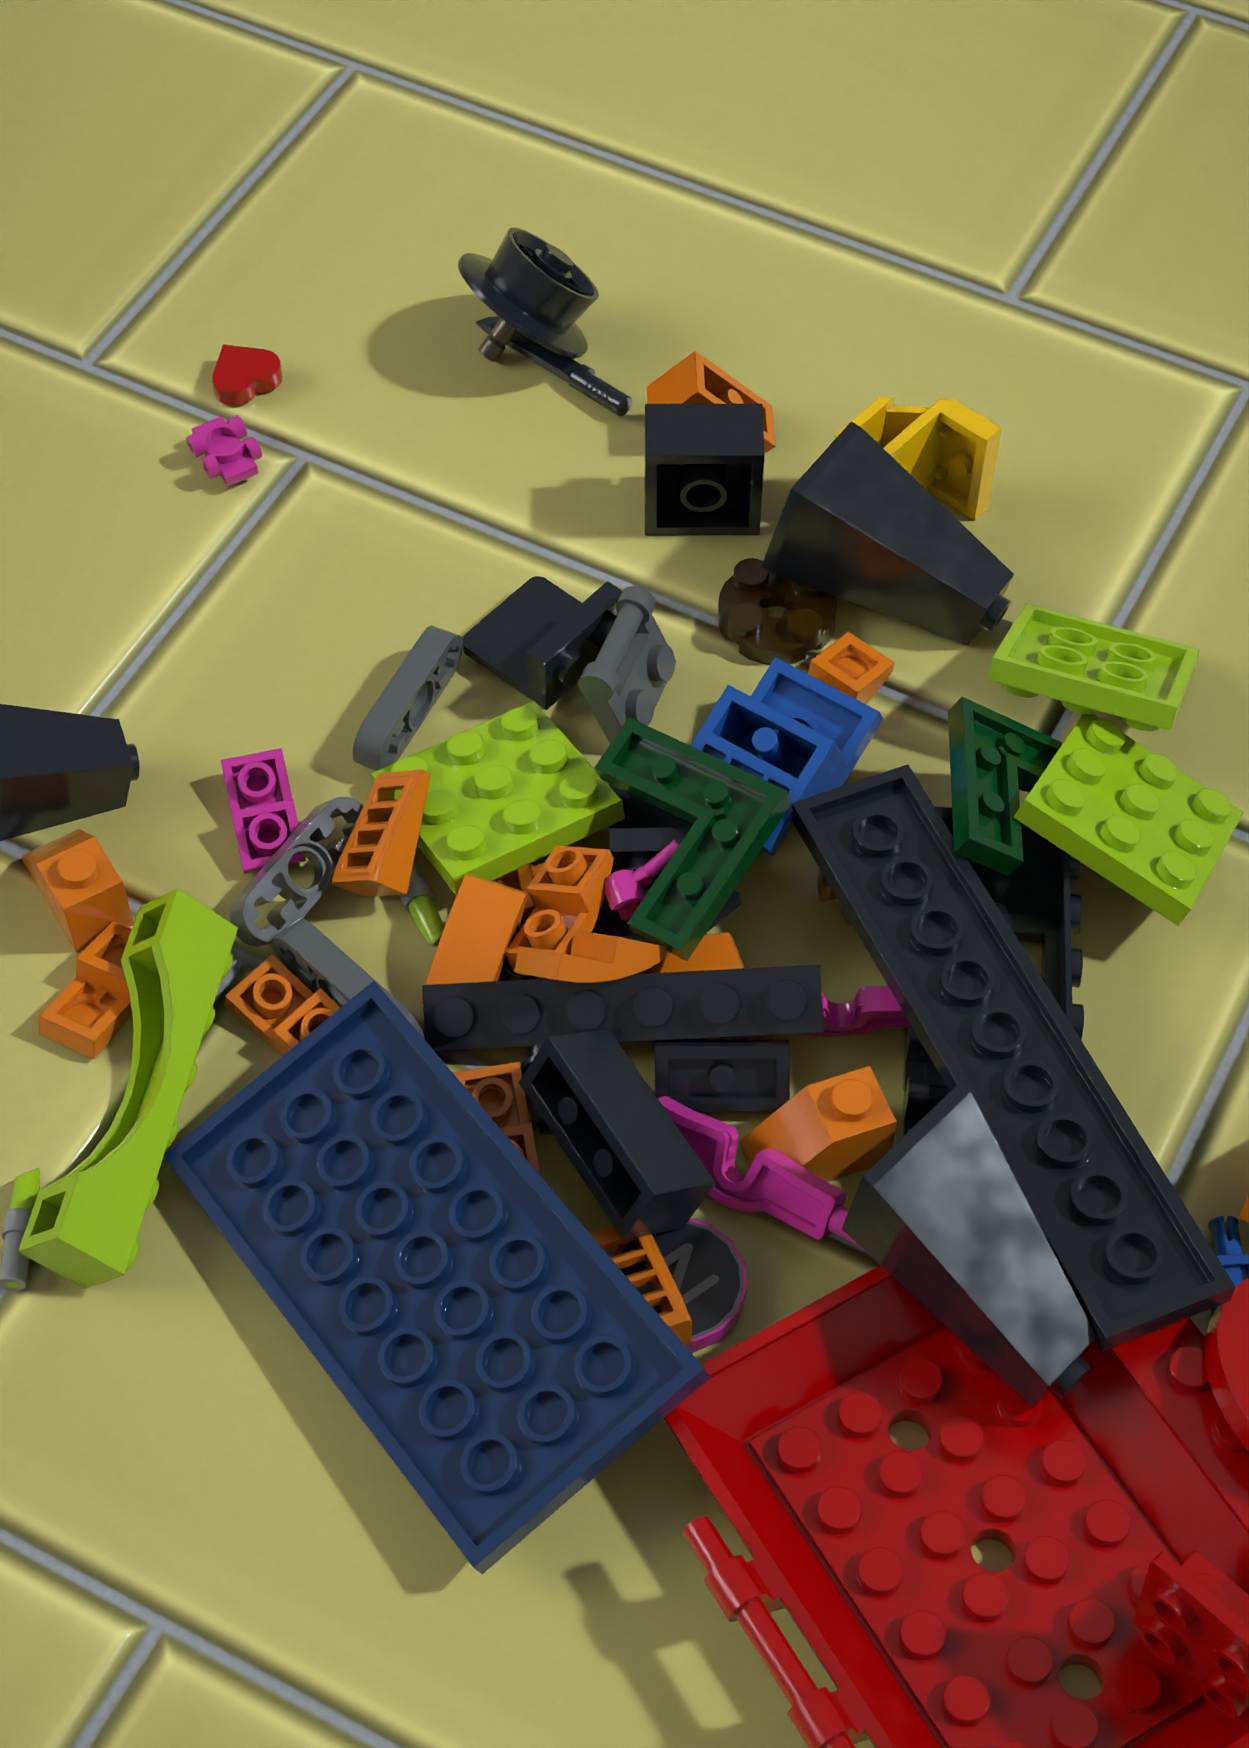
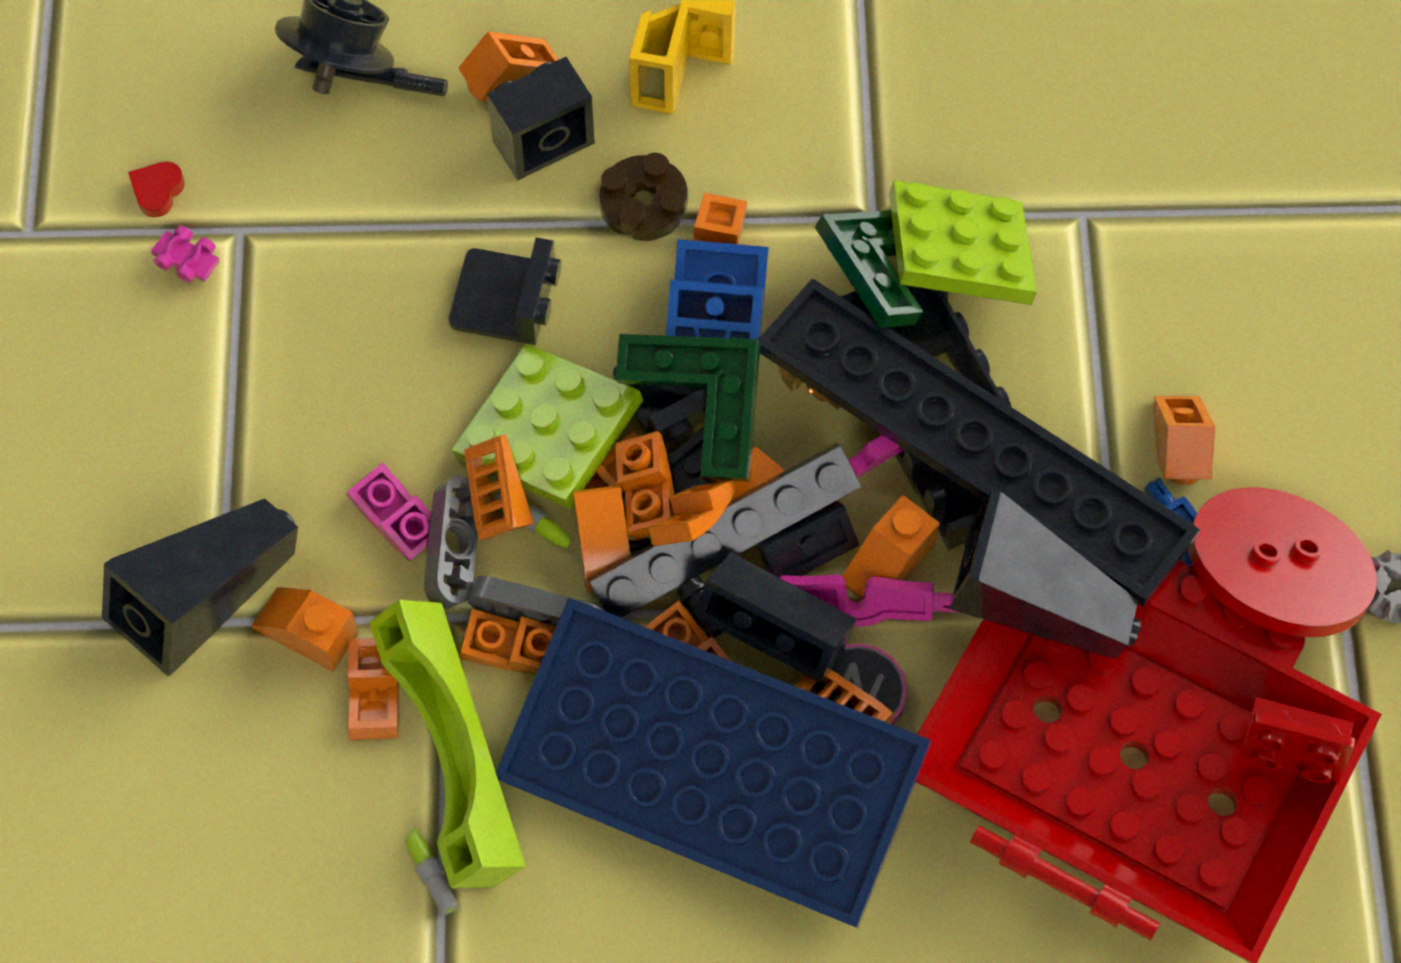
camera: 30 degrees left, 10 degrees up
(407, 698) = (442, 383): dark grey beam -> none
(625, 887) = (679, 451): dark pink hand -> none
(629, 667) = (584, 285): dark grey plate -> none
(885, 543) = (701, 119): black slope -> none
(1094, 667) = (882, 145): lime plate -> none

